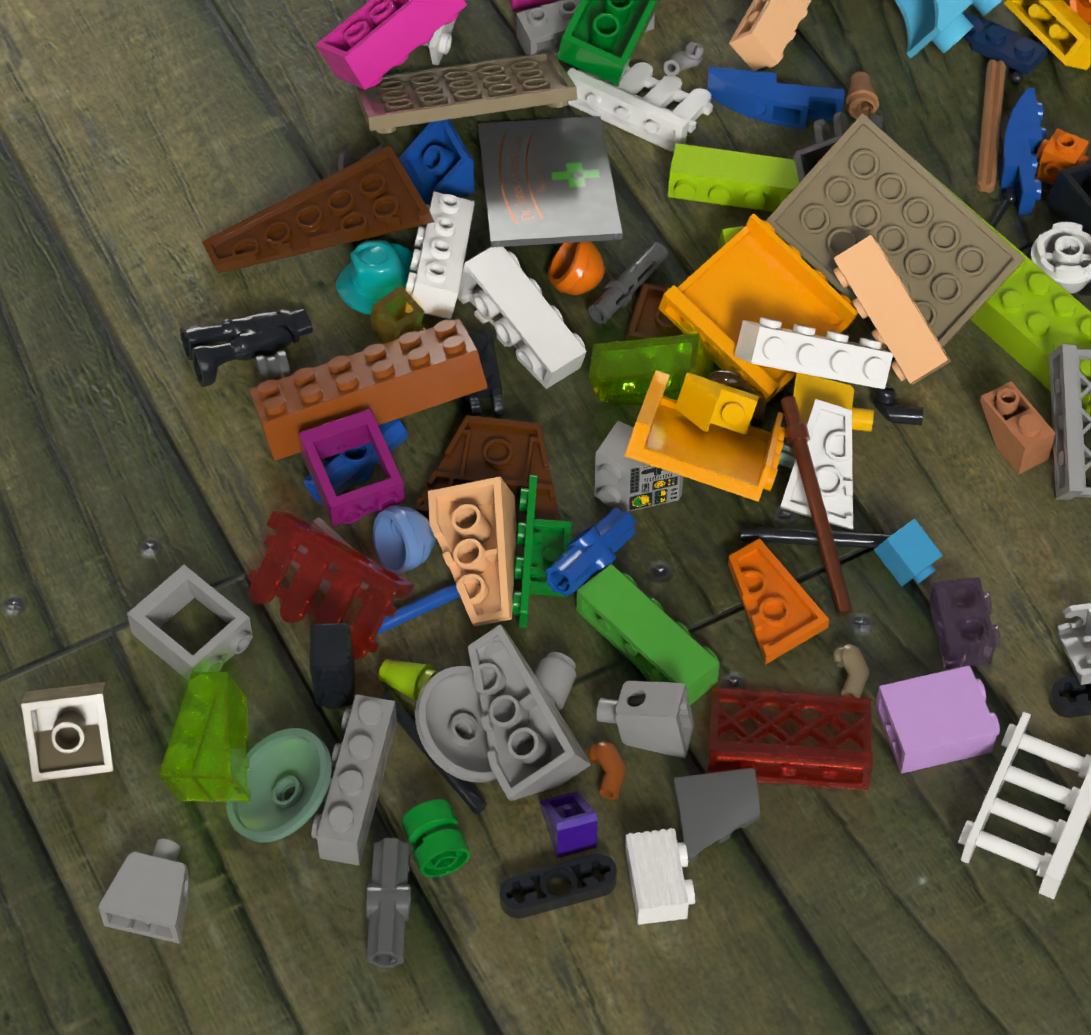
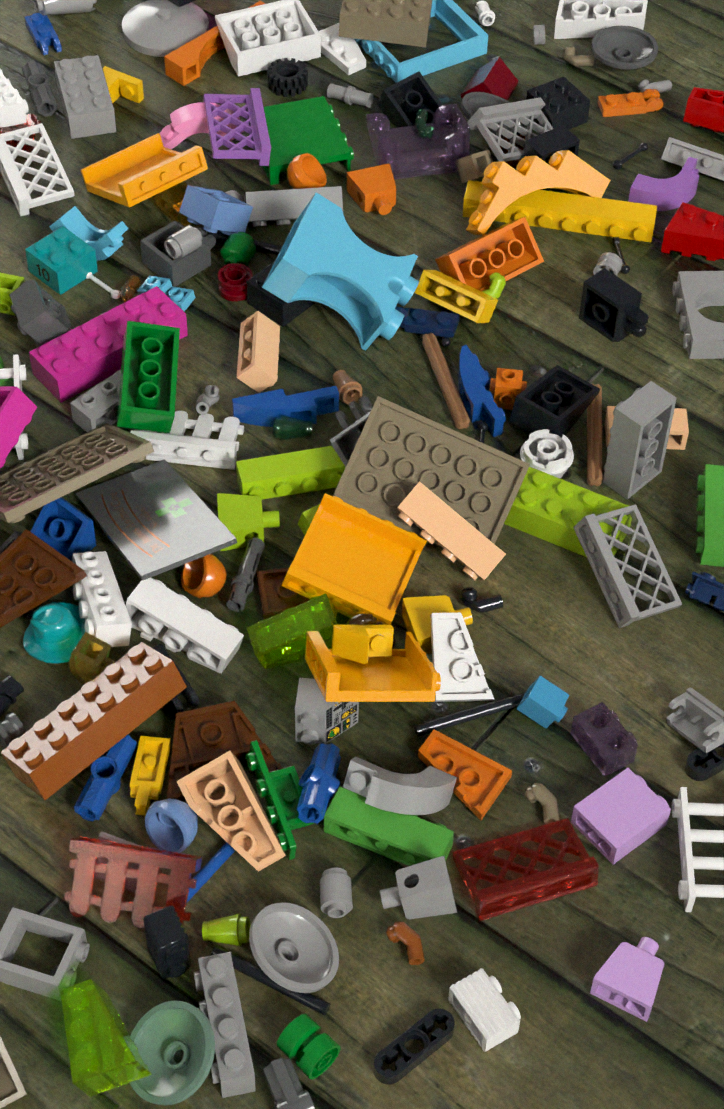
camera: 25 degrees left, 5 degrees down
(340, 437) = (96, 760): magenta window -> none
(416, 461) = (149, 771): none -> yellow hinge
(524, 730) = (336, 937): light grey wedge -> none
(570, 823) = (400, 993): dark purple slope -> none
(655, 215) = (245, 517): none -> lime torso
(687, 601) = (398, 792): none -> light grey arch
(715, 806) = (498, 939): dark grey slope -> none
(768, 125) = (291, 428): none -> clear green cone
(798, 437) = (430, 643): copper bar -> none
(814, 354) = (411, 581): white brick -> none
(849, 908) = (630, 978): none -> lavender torso
(1017, 428) = (572, 586): nougat slope -> none

